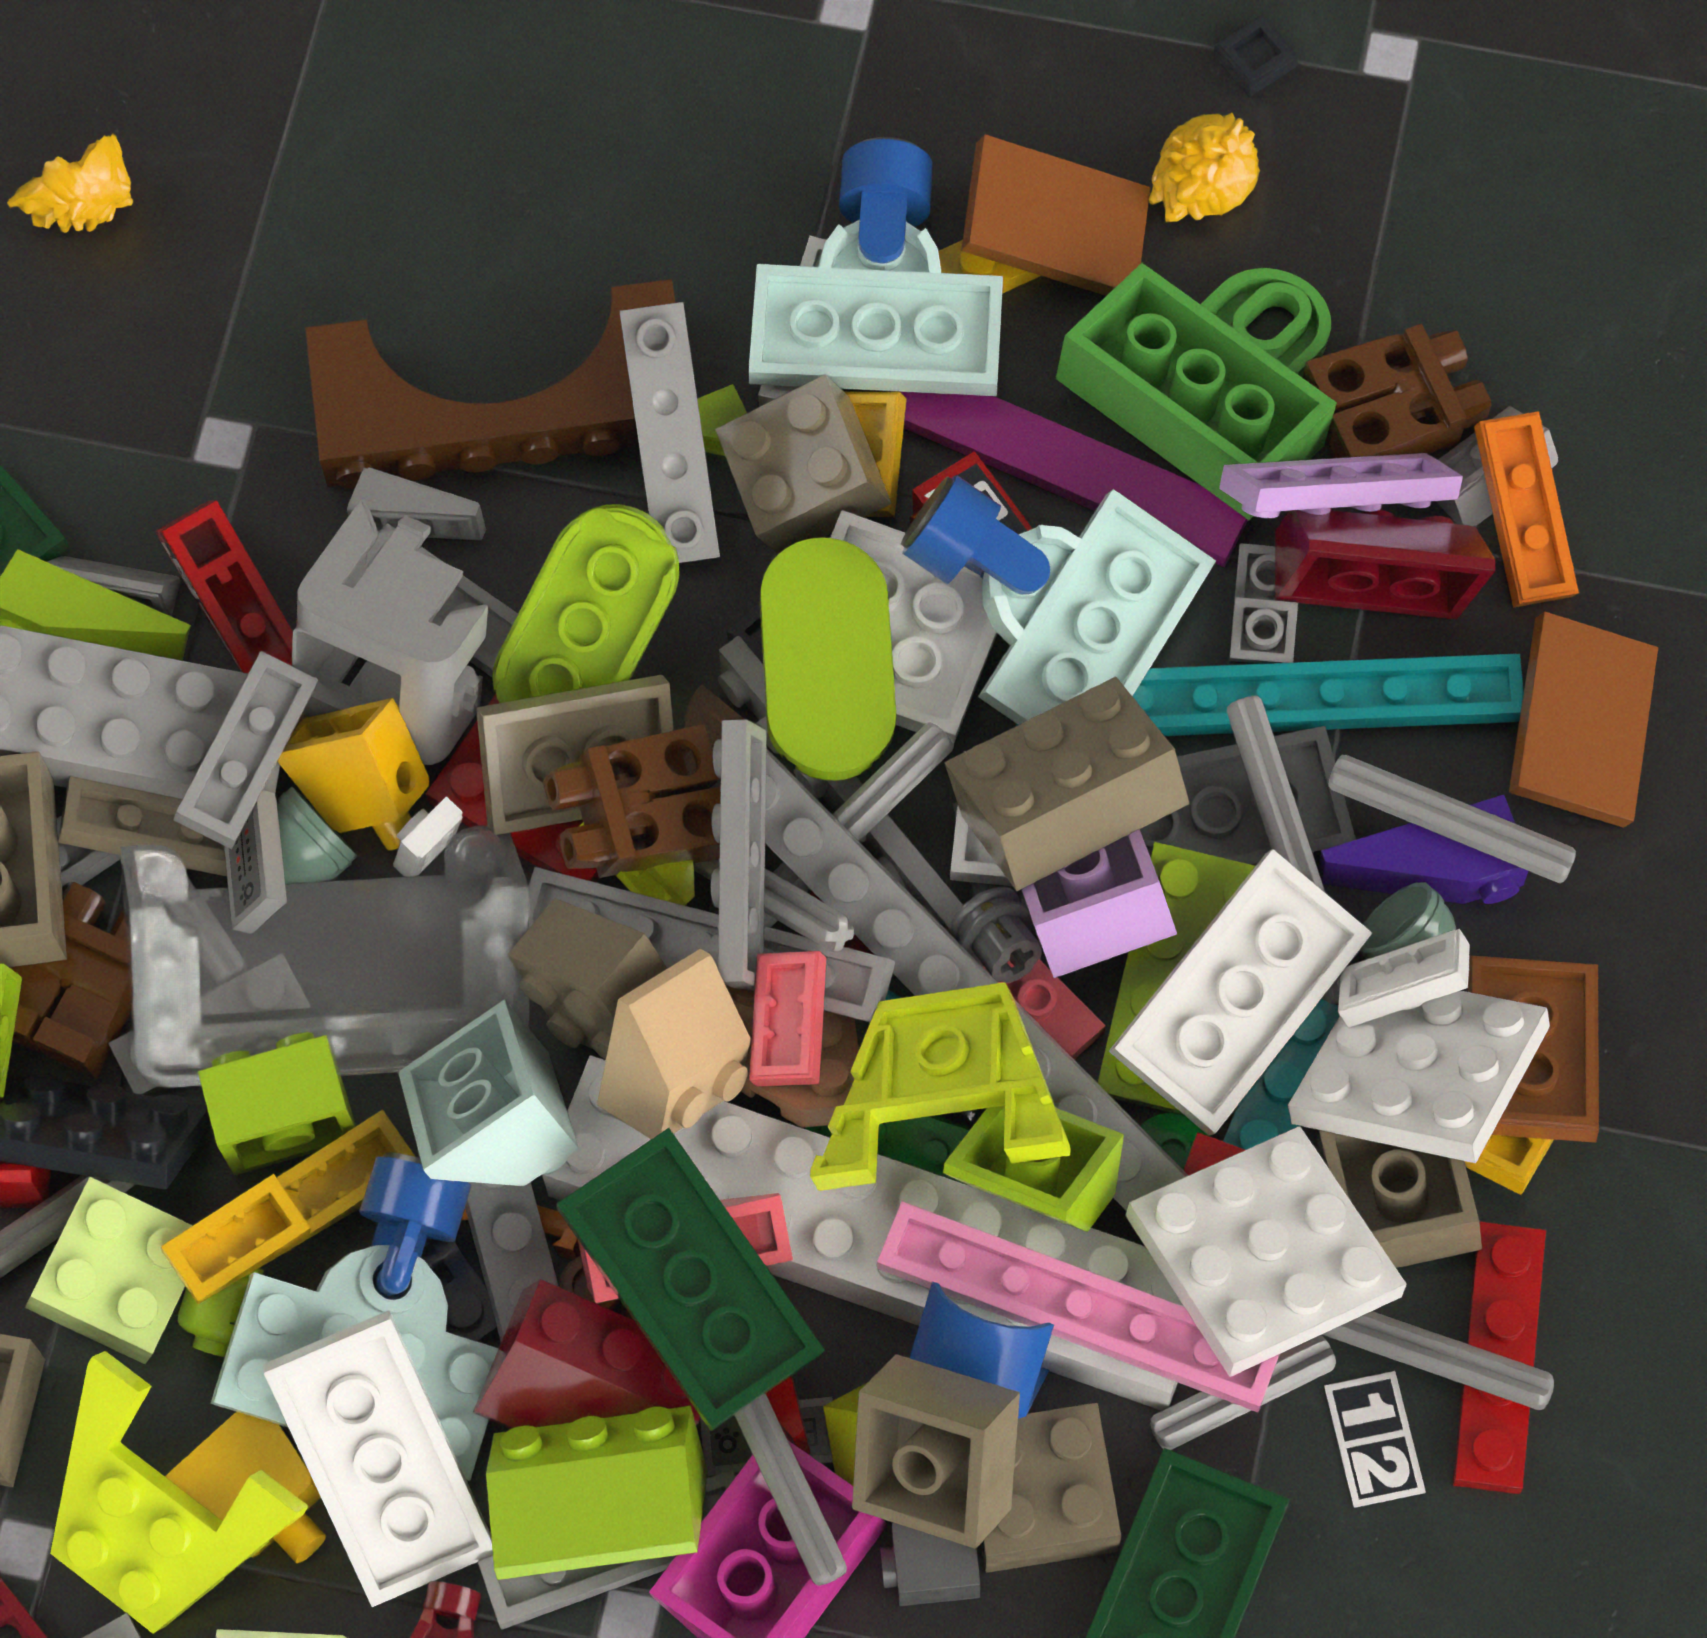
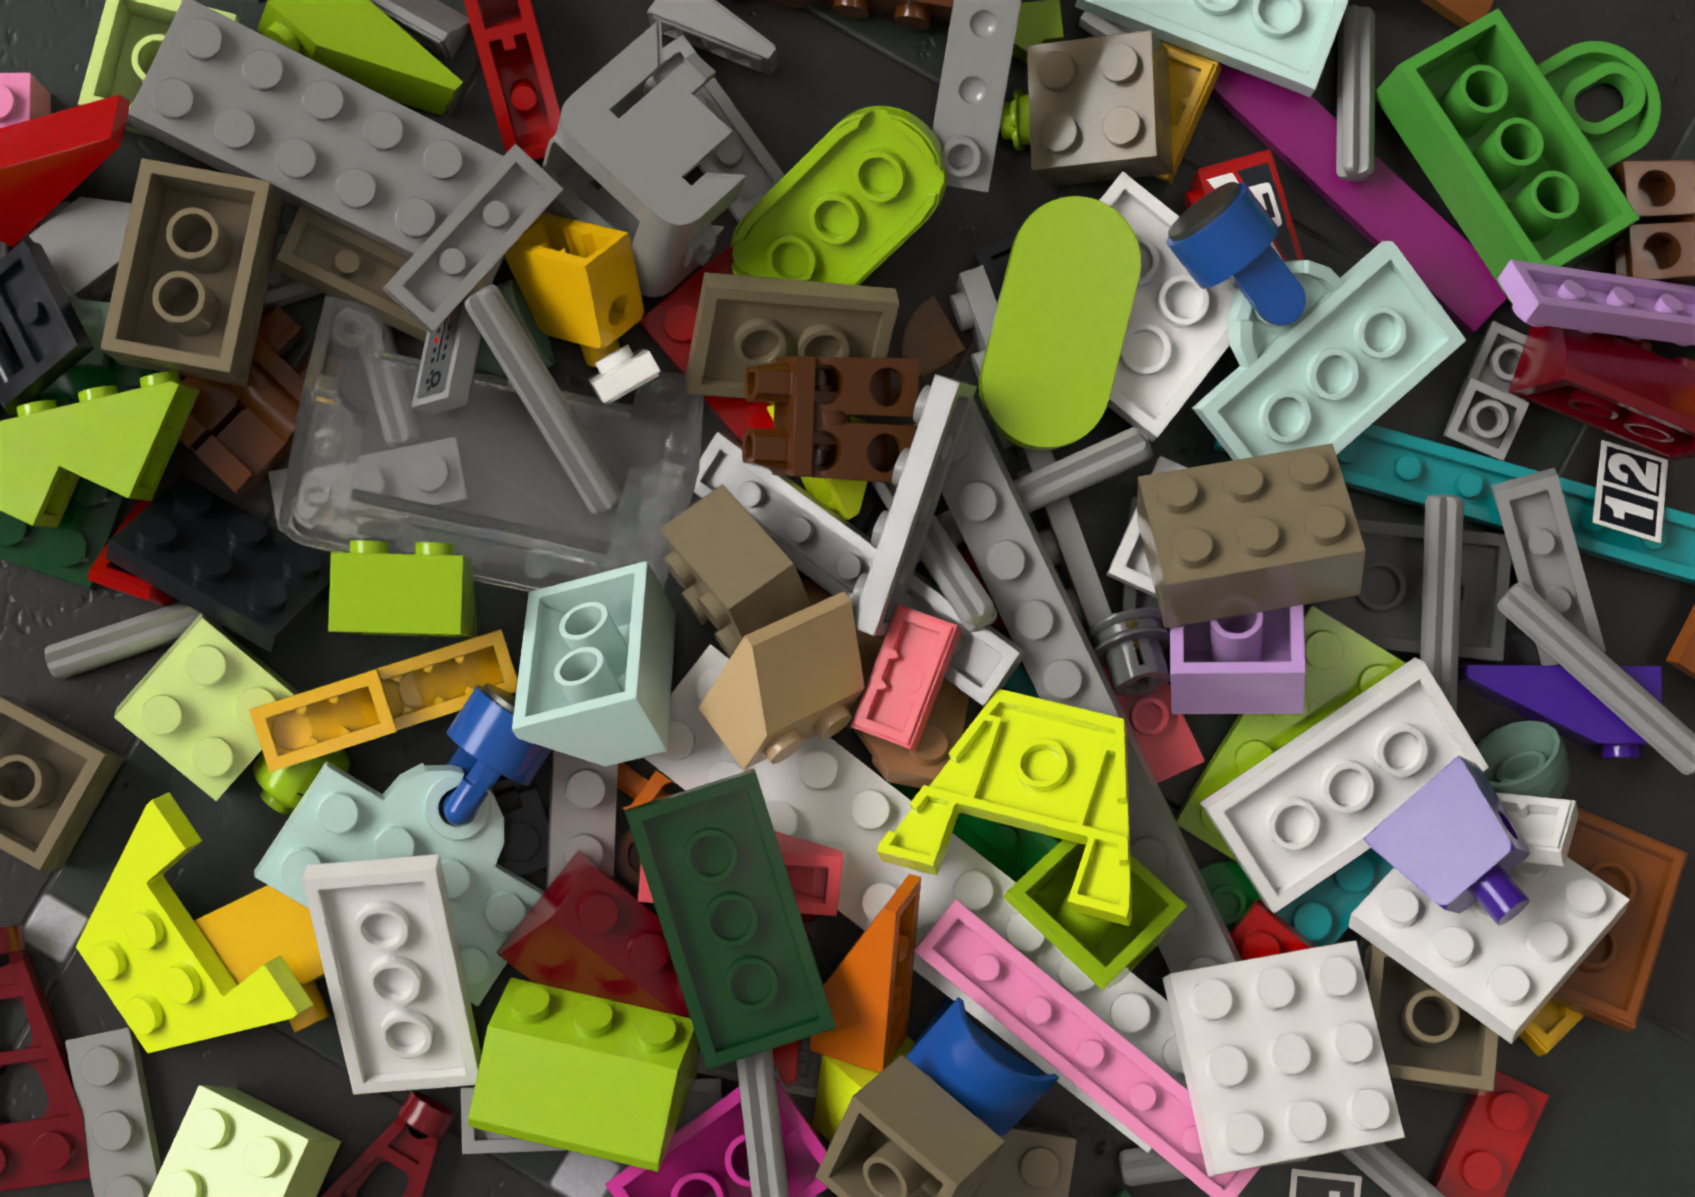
camera: 10 degrees right, 15 degrees up
(358, 881) = (543, 398): none -> light grey axle
(729, 504) = (1016, 120): none -> lime plate
(847, 1311) = (873, 986): none -> orange slope
(1039, 382) = (1356, 94): none -> light grey axle
(1356, 721) = (1546, 549): none -> light grey plate
(1357, 998) = (1456, 843): none -> torso
(1421, 652) = (1630, 491): none -> sticker

